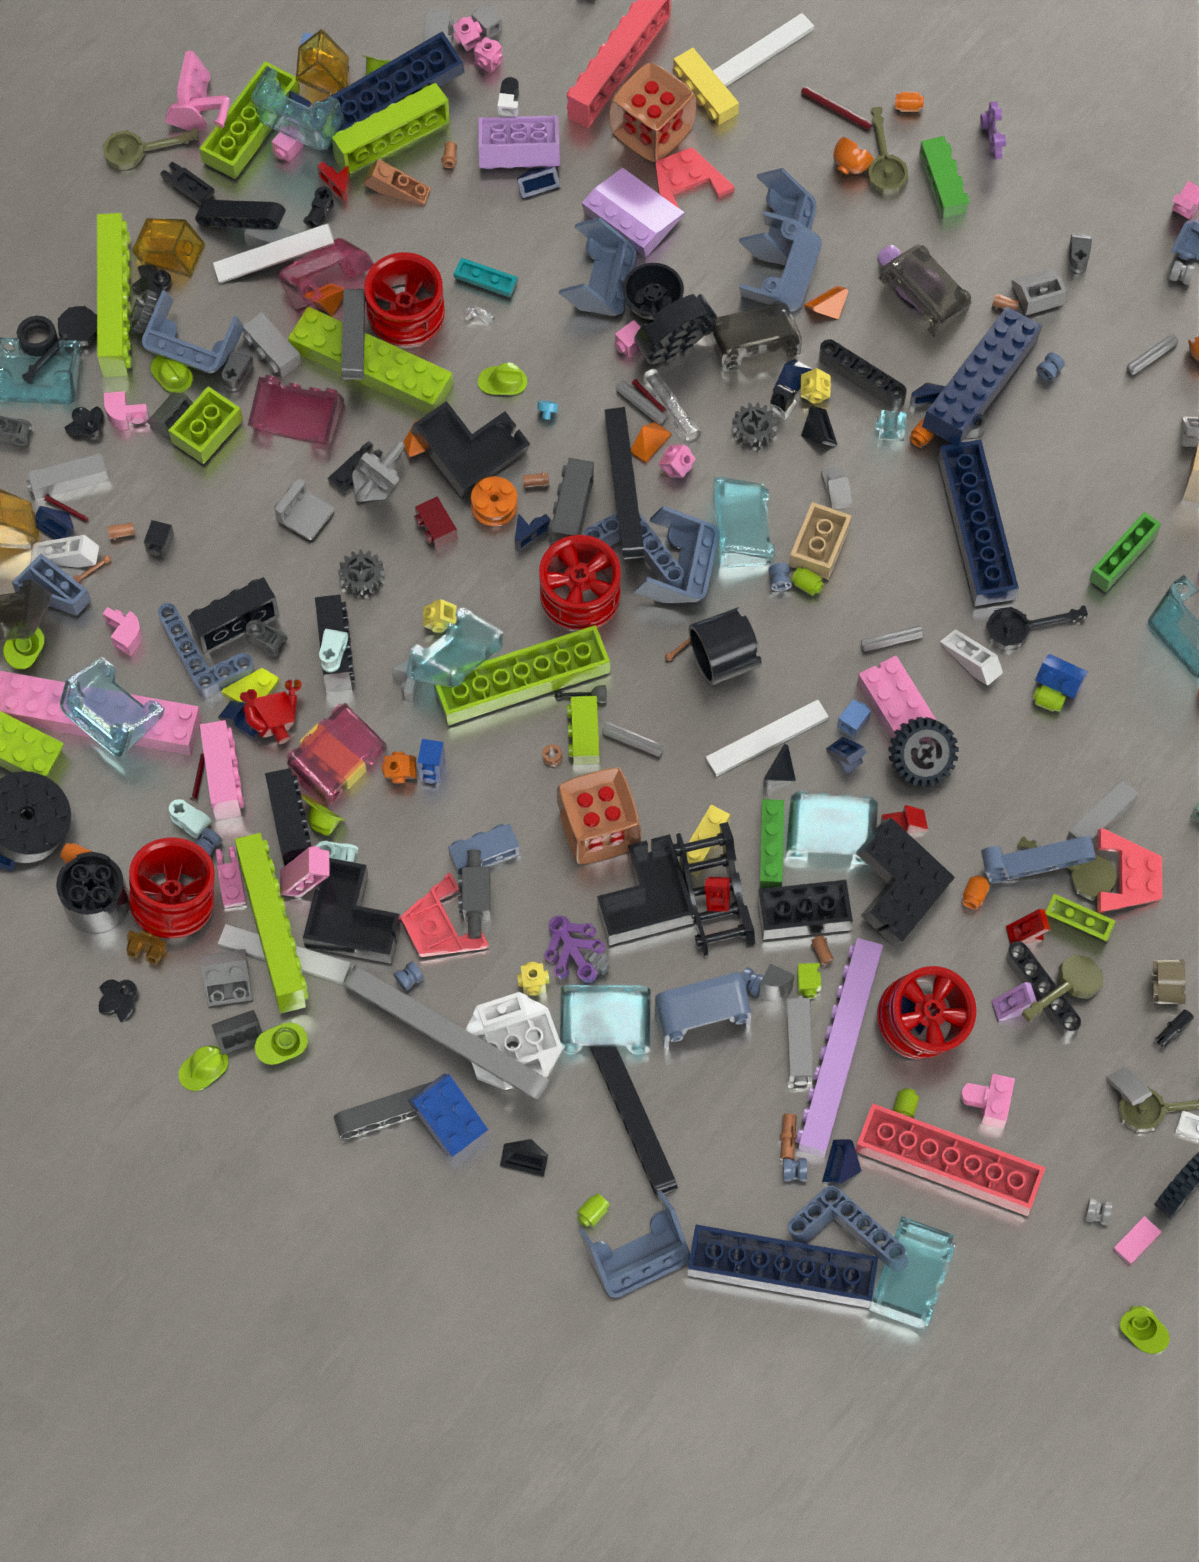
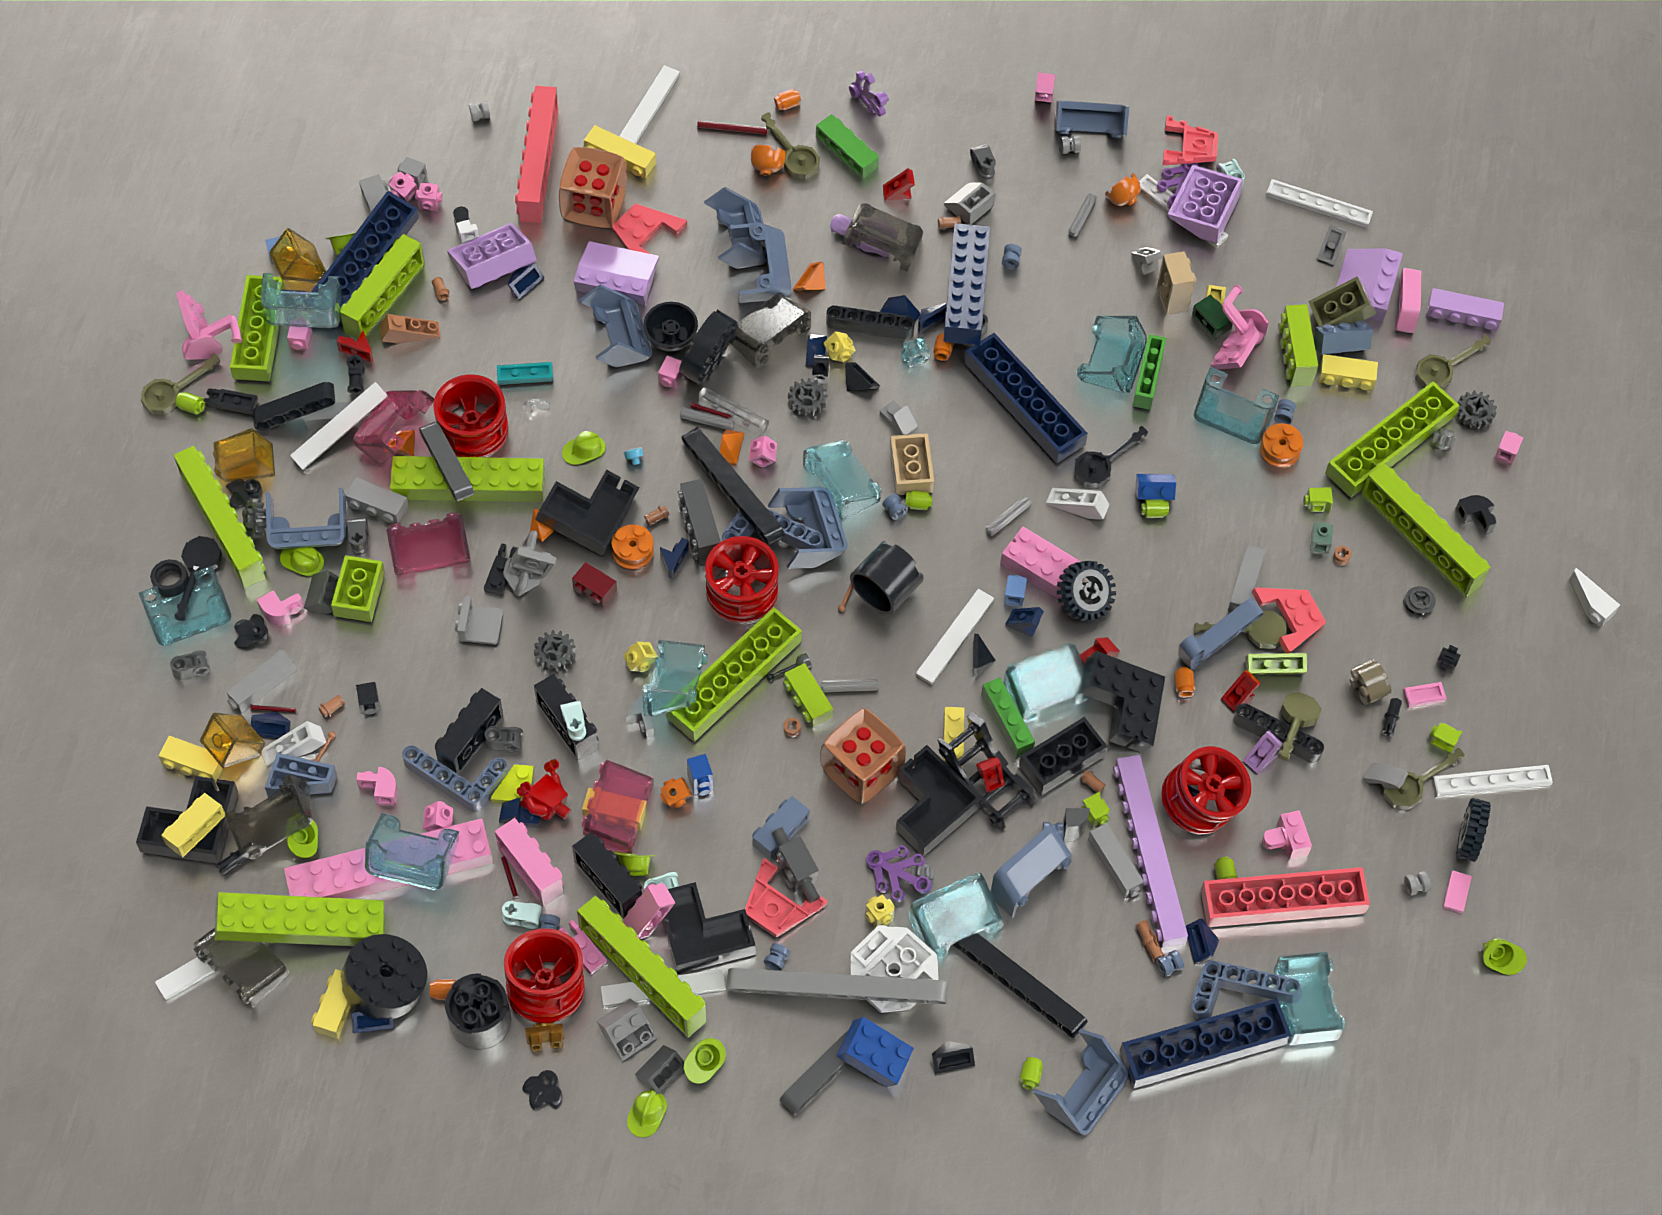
camera: 30 degrees left, 5 degrees down
(147, 168) = (190, 403): none -> lime brick
(160, 685) = (437, 816): none -> bright pink brick
(904, 372) = (901, 306): none -> dark blue slope
(973, 243) = (899, 186): none -> red slope
(1100, 518) = (1115, 353): none -> clear light blue windscreen

